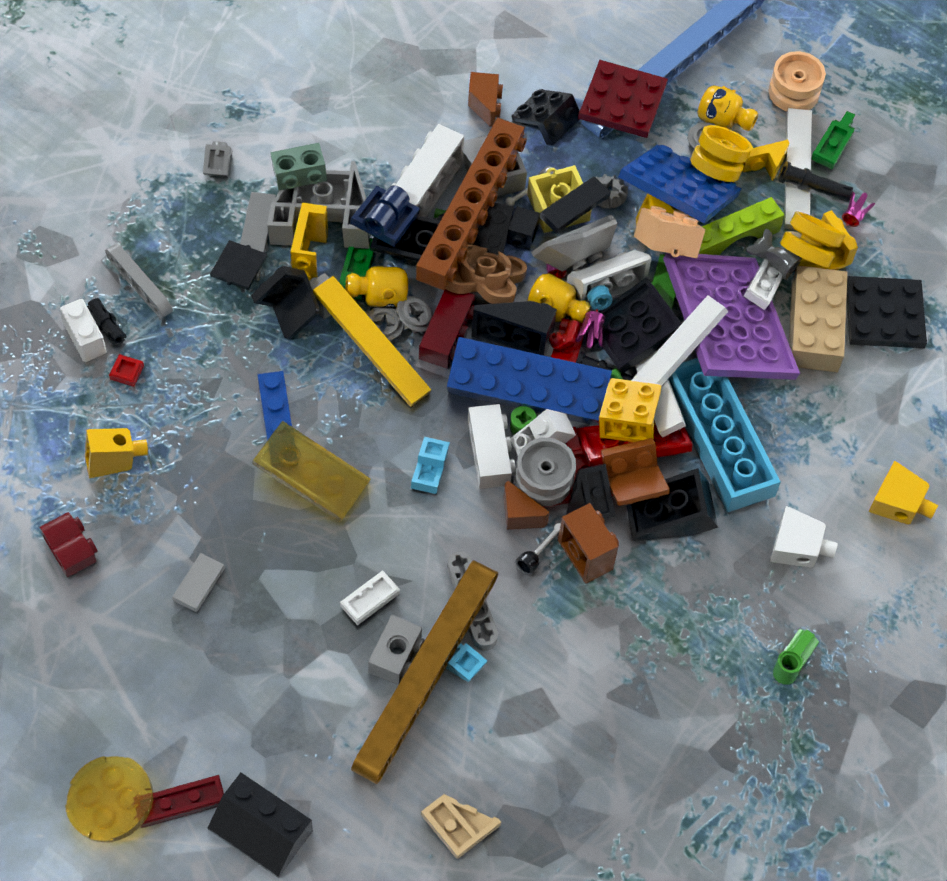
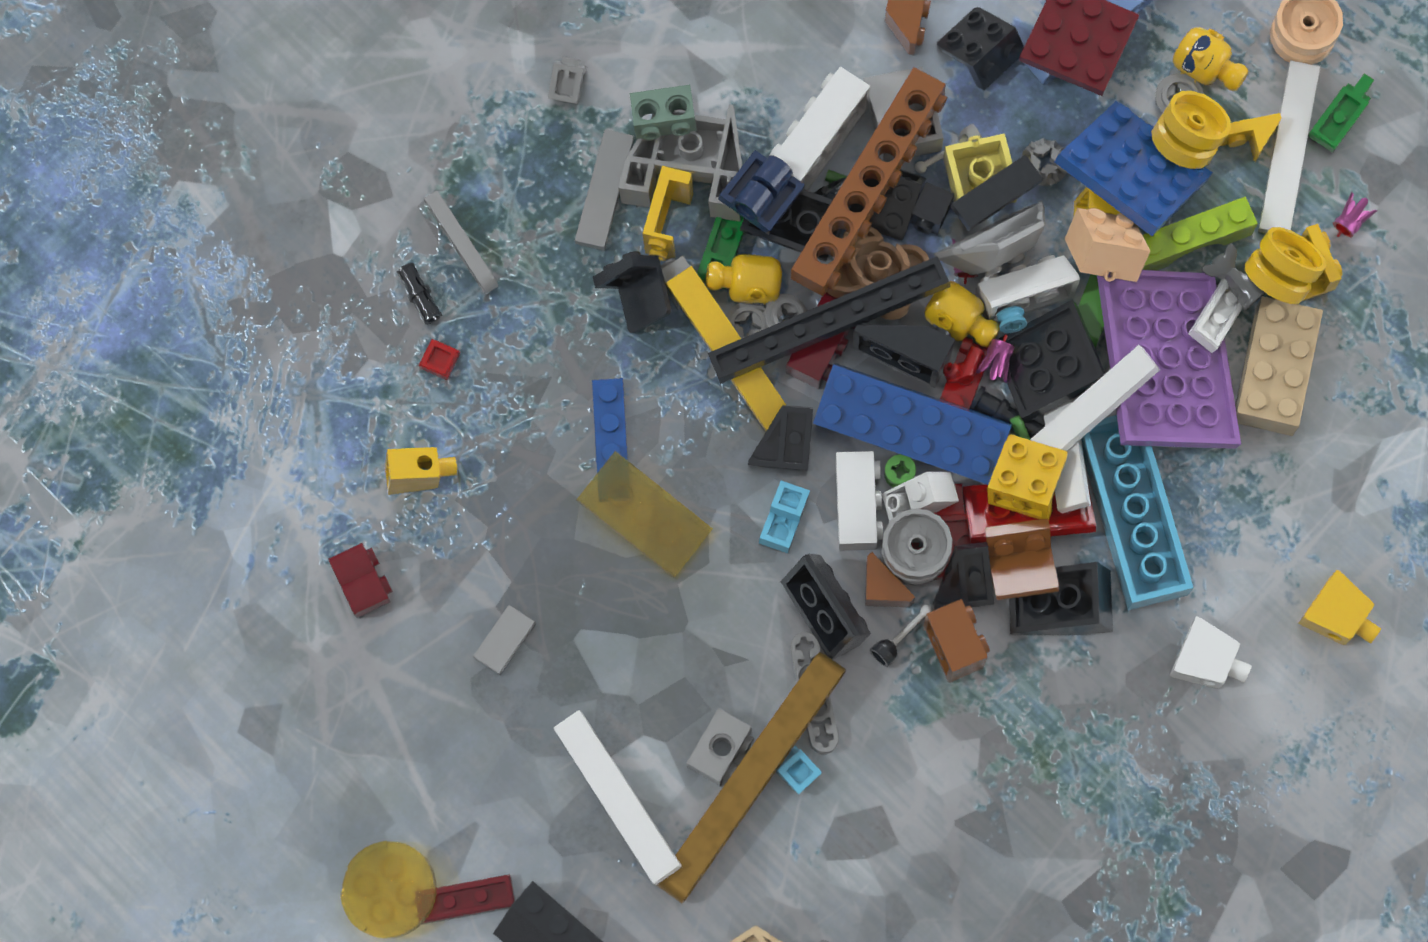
camera: 15 degrees right, 15 degrees up
(83, 330) = (391, 305): white brick -> none
(238, 265) = (581, 231): black piece -> none
(310, 698) = (617, 797): none -> white tile
(370, 597) = (697, 679): white plate -> none
(425, 404) = (786, 440): none -> black wing
(449, 305) = (829, 319): none -> black plate
(473, 526) = (825, 606): none -> black slope
(795, 656) = (1179, 799): bright green piece -> none
(805, 179) = (1293, 170): black pin -> none
(885, 312) = (1365, 360): black plate -> none

